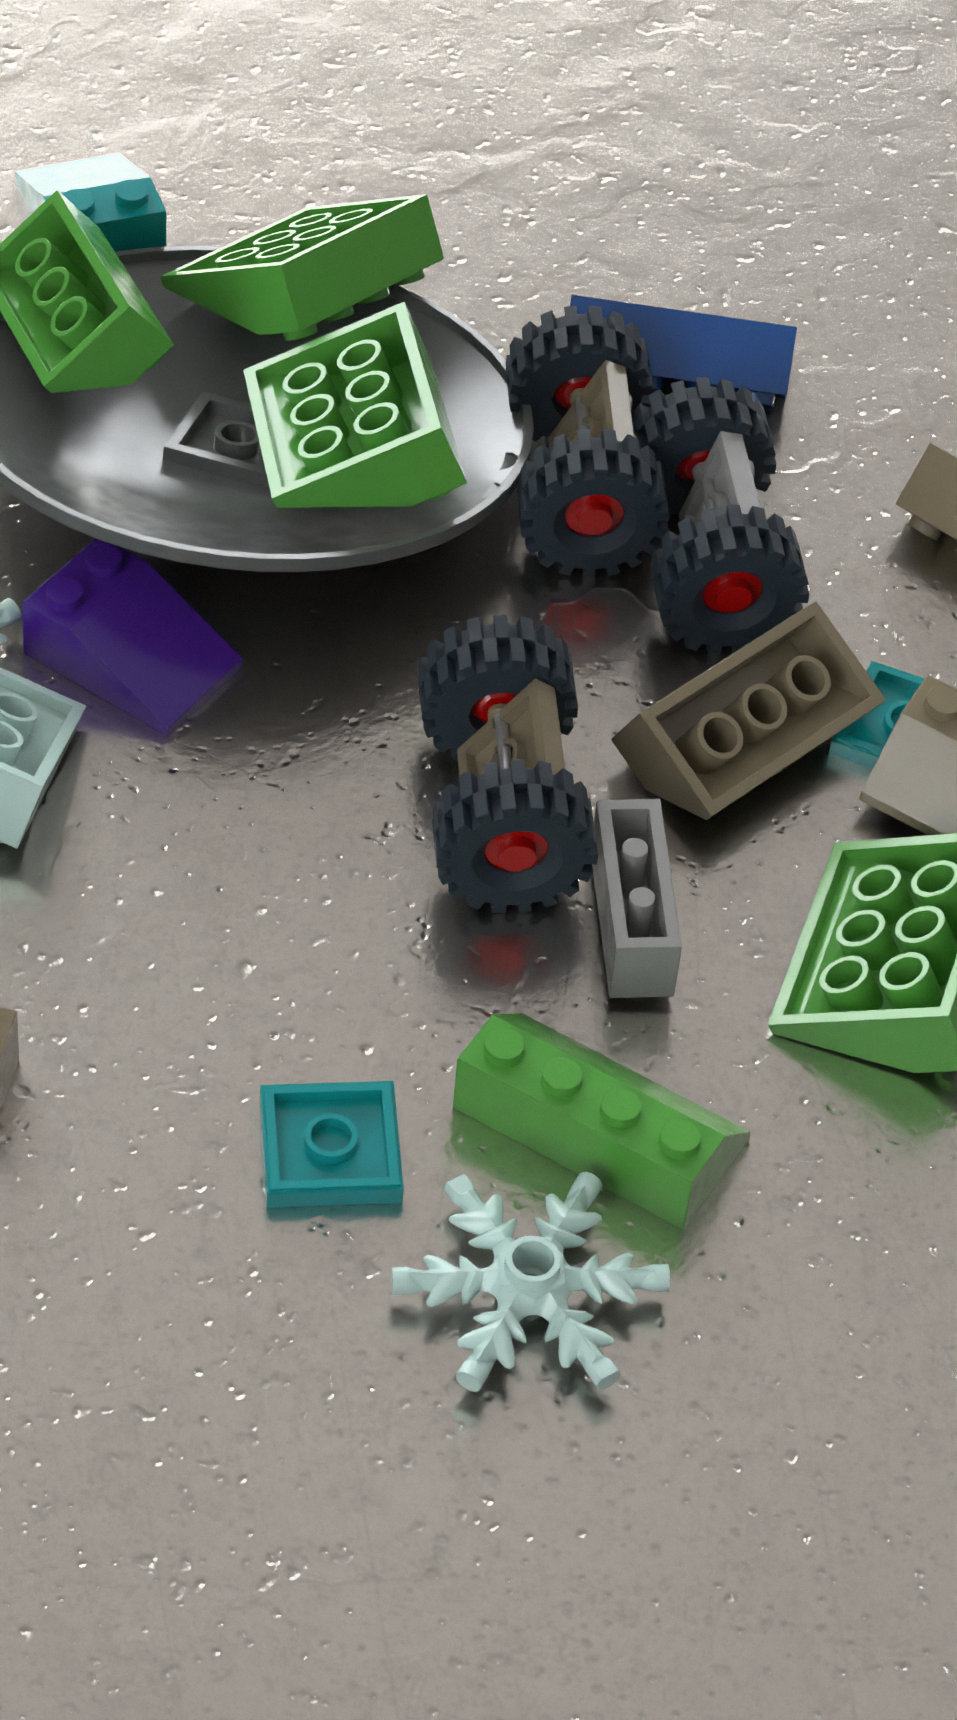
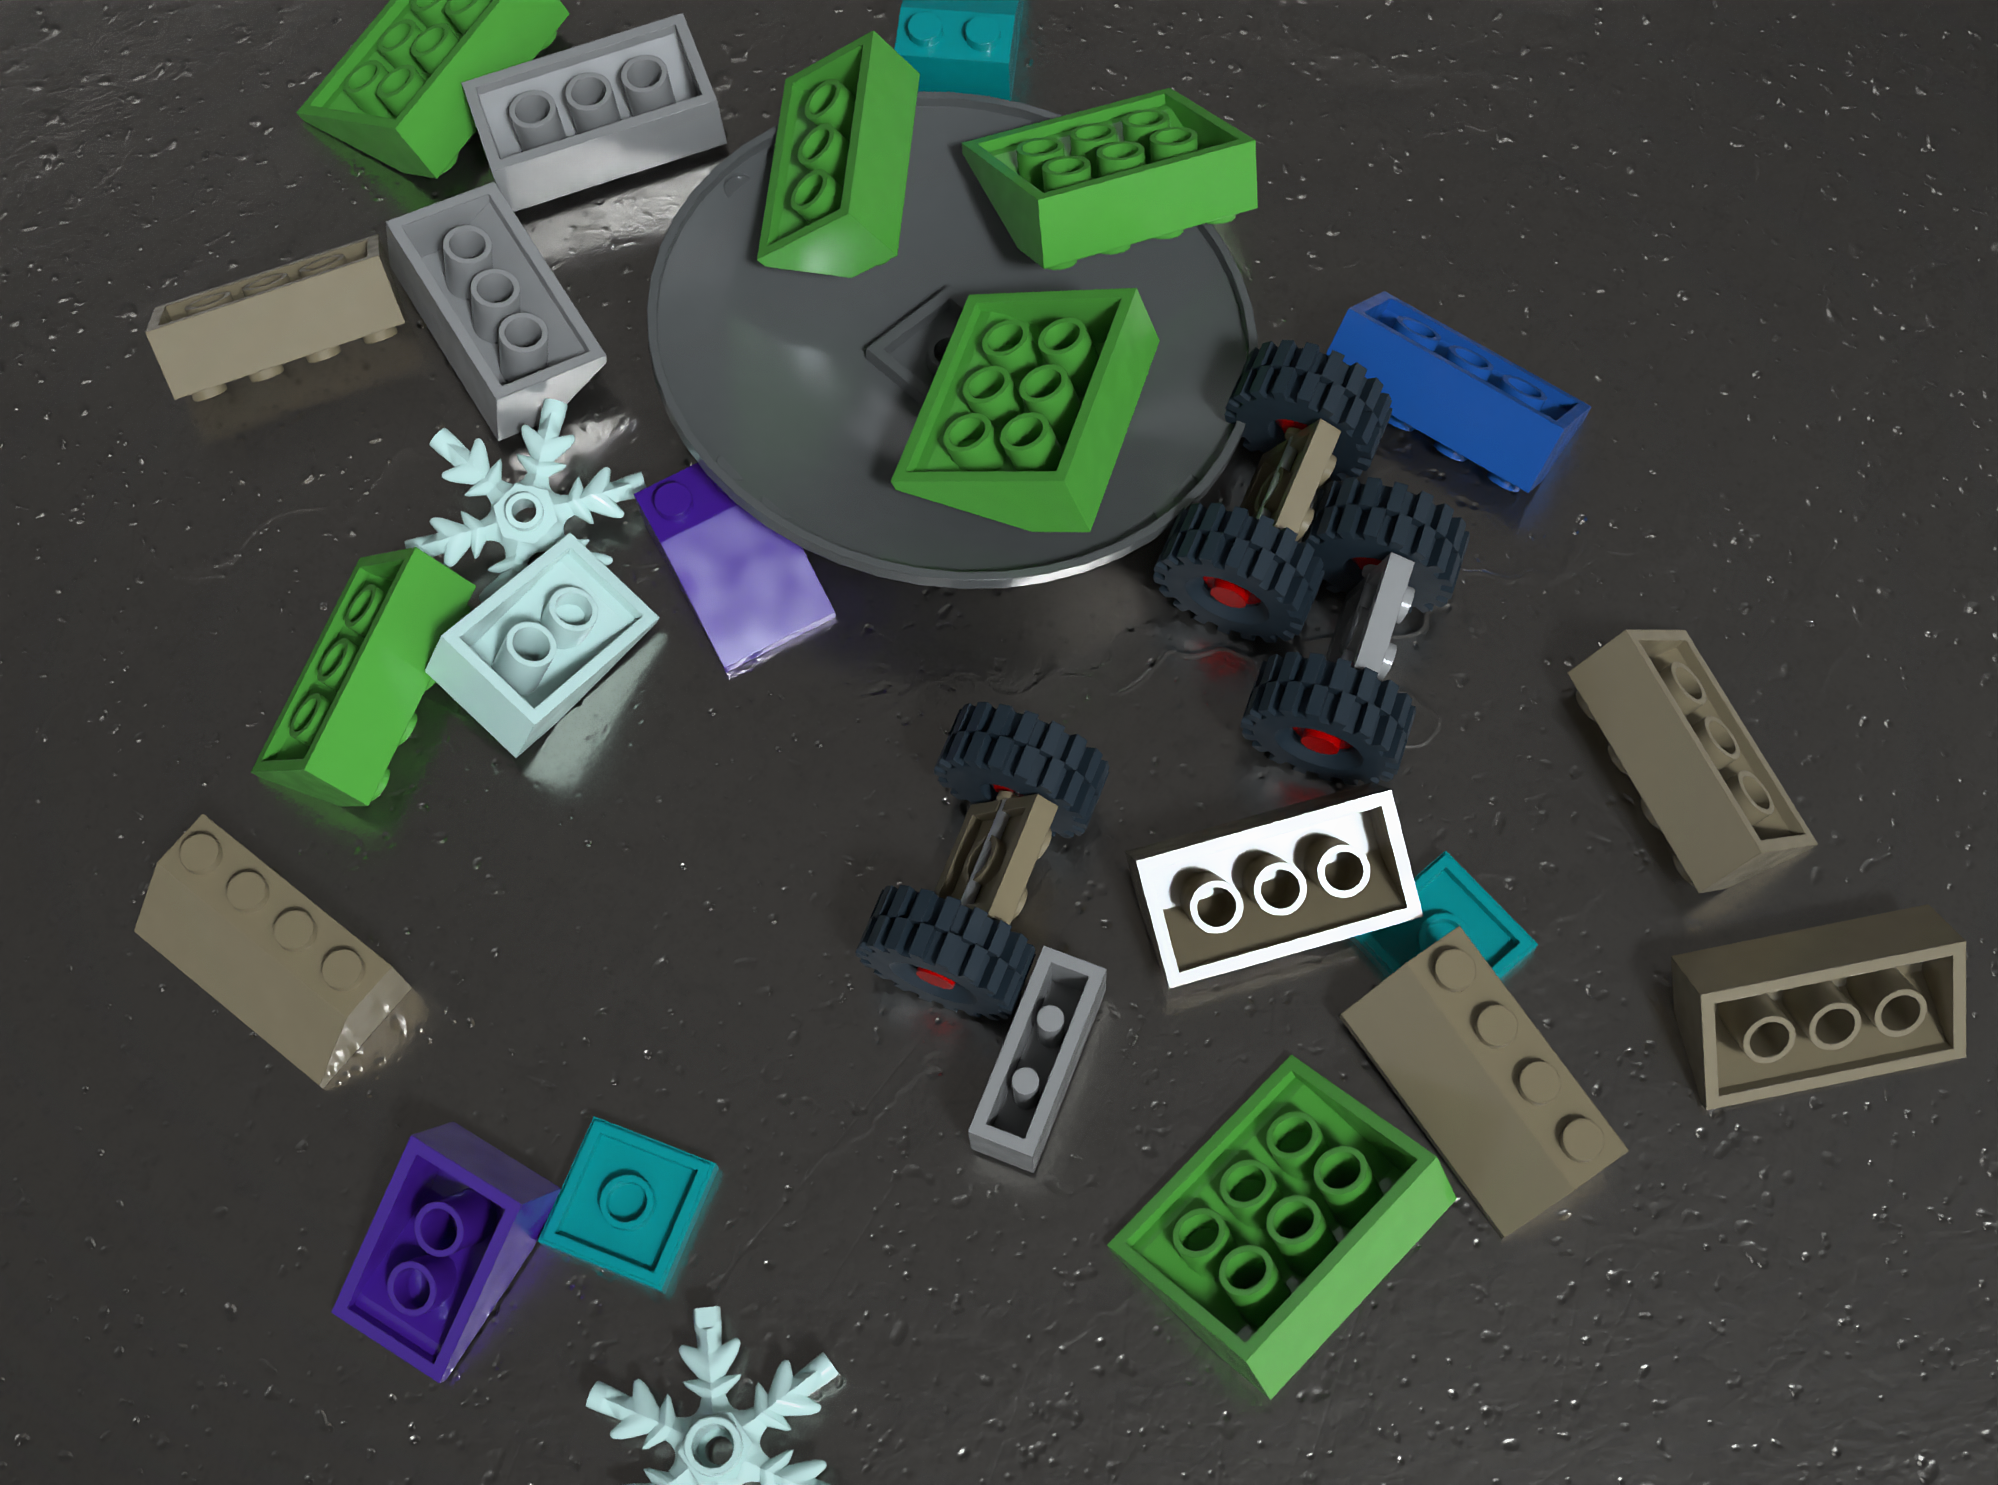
camera: 35 degrees right, 20 degrees up
(184, 1224) = (443, 1247): none -> dark purple slope
(595, 1116) = (890, 1281): bright green slope -> none

